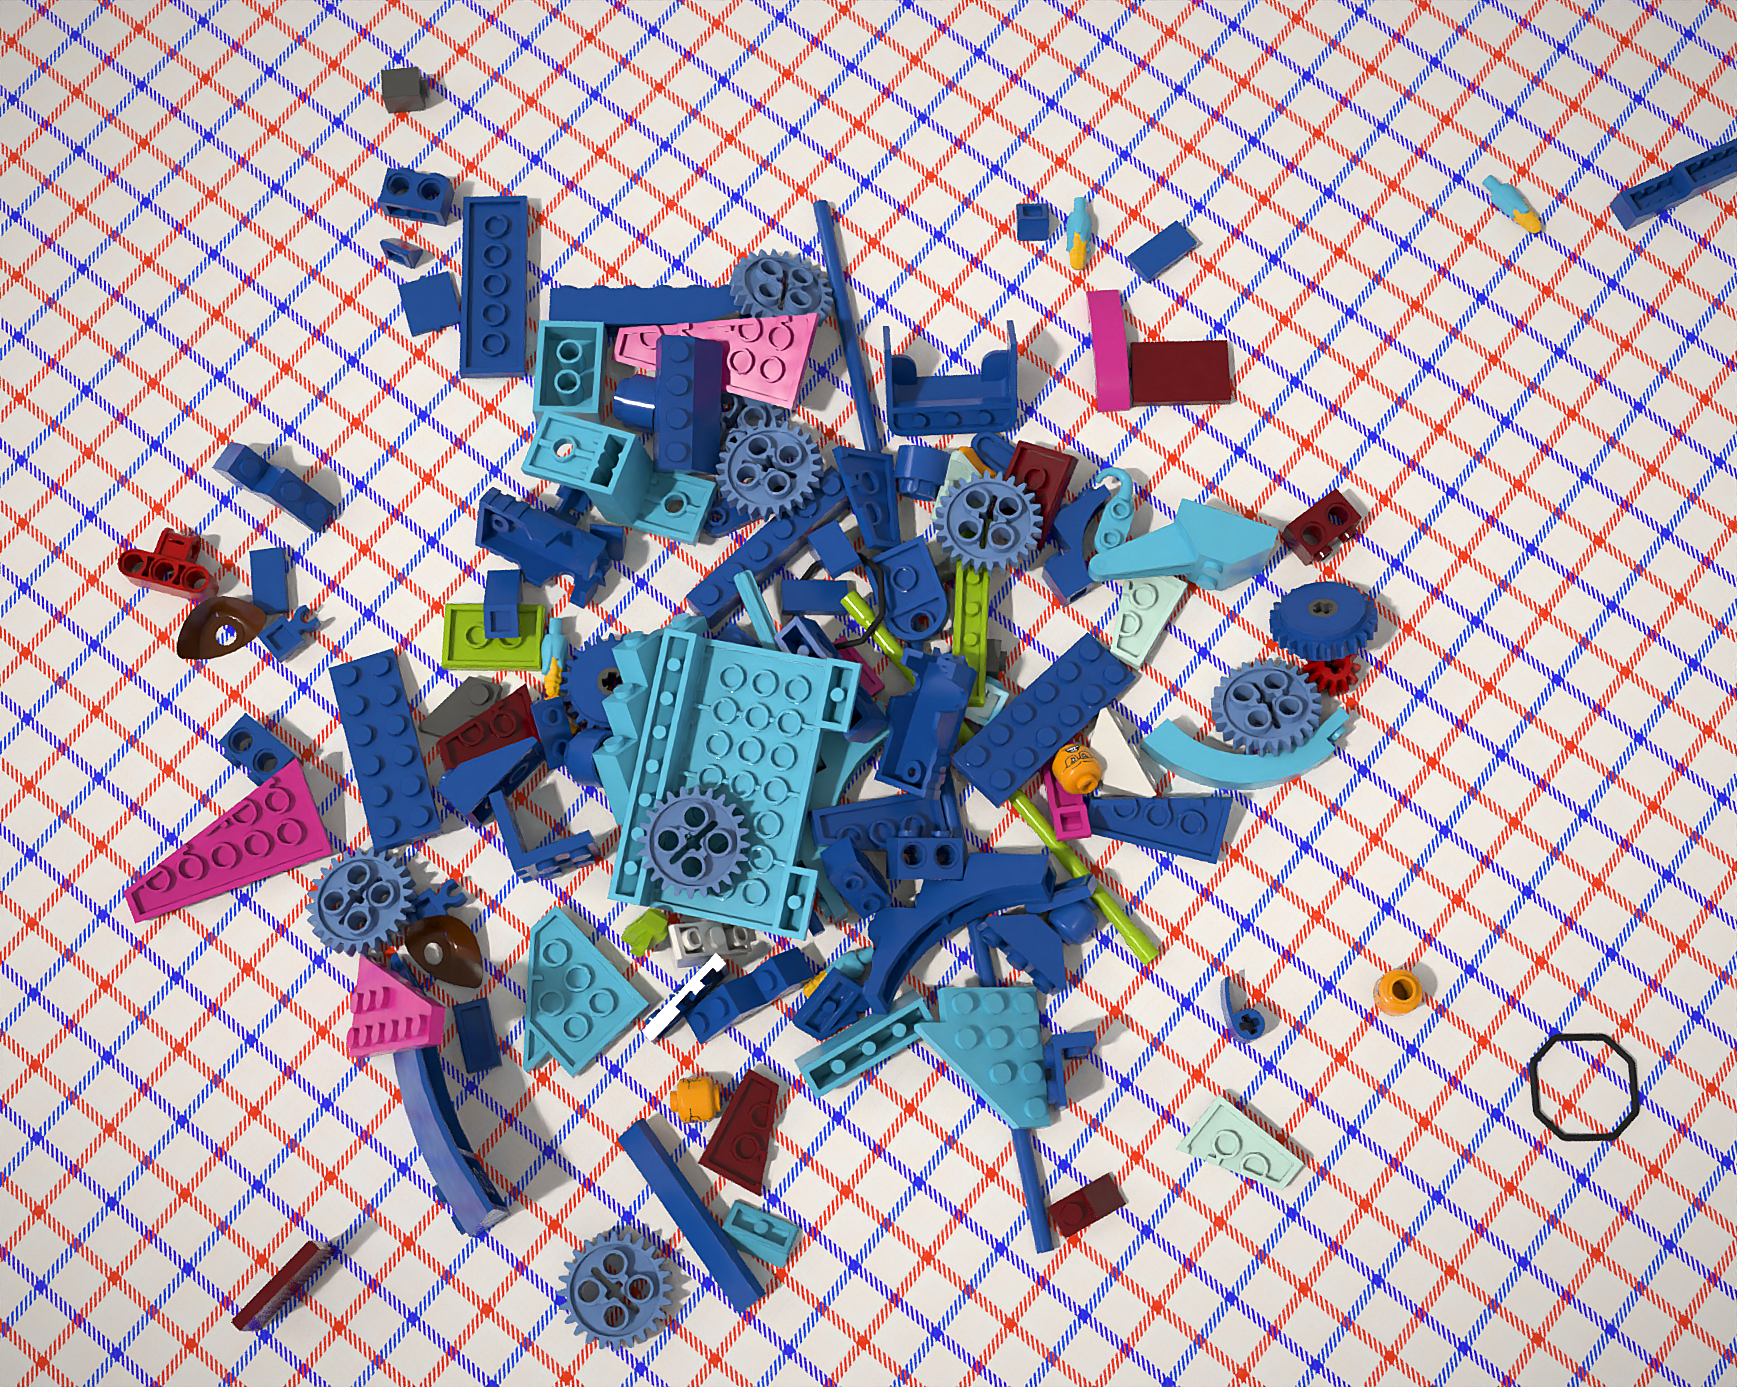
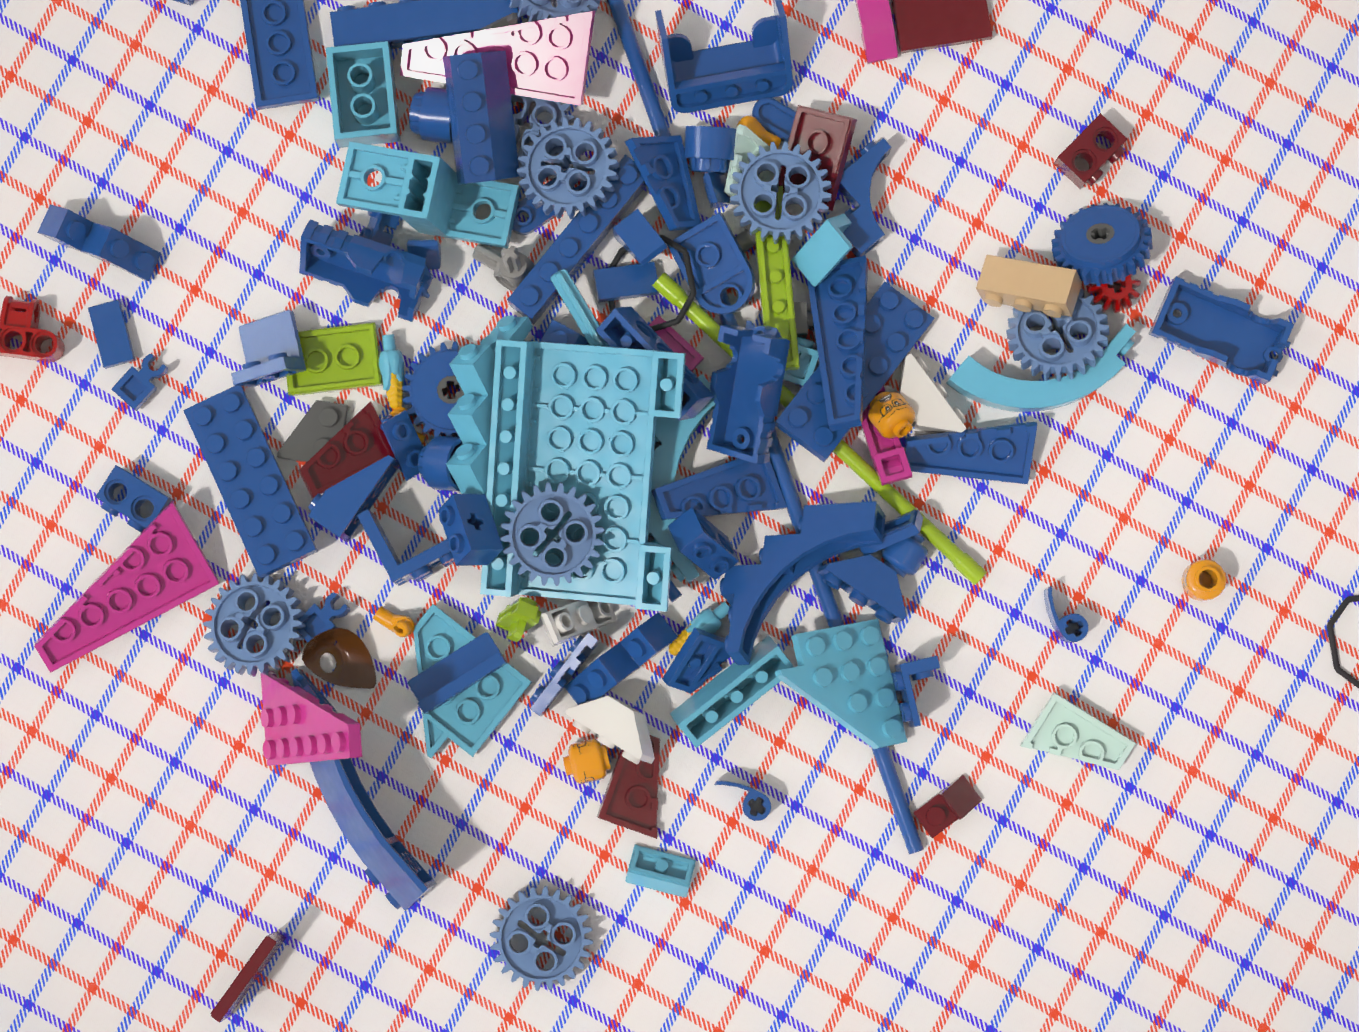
camera: 10 degrees left, 10 degrees up
(199, 630) = (55, 394): reddish brown piece -> none
(429, 618) = (270, 350): none -> bracket
(430, 304) = (214, 38): blue piece -> none
(477, 1035) = (380, 730): blue tile -> none
(502, 602) = (336, 327): blue slope -> none
(517, 923) = (399, 624): none -> light orange arm
(569, 982) = (456, 672): none -> blue panel
(606, 825) = (470, 529): none -> blue brick
(691, 1216) = (598, 864): blue tile -> none
(692, 563) = (509, 266): none -> light grey axle
(732, 1062) = (615, 725): none -> white slope
(871, 1161) = (752, 794): none -> blue panel
(920, 514) = (714, 186): none -> blue slope
(924, 862) = (763, 521): blue brick -> none
(1026, 587) = (824, 250): none -> medium azure panel
(1034, 662) = (840, 333): none -> blue wing
(1142, 615) = (934, 253): light aqua wing -> none
(1202, 543) = (978, 185): medium azure slope -> none
(1240, 653) = (1029, 286): none -> tan brick
(1443, 730) = (1221, 330): none -> blue piece

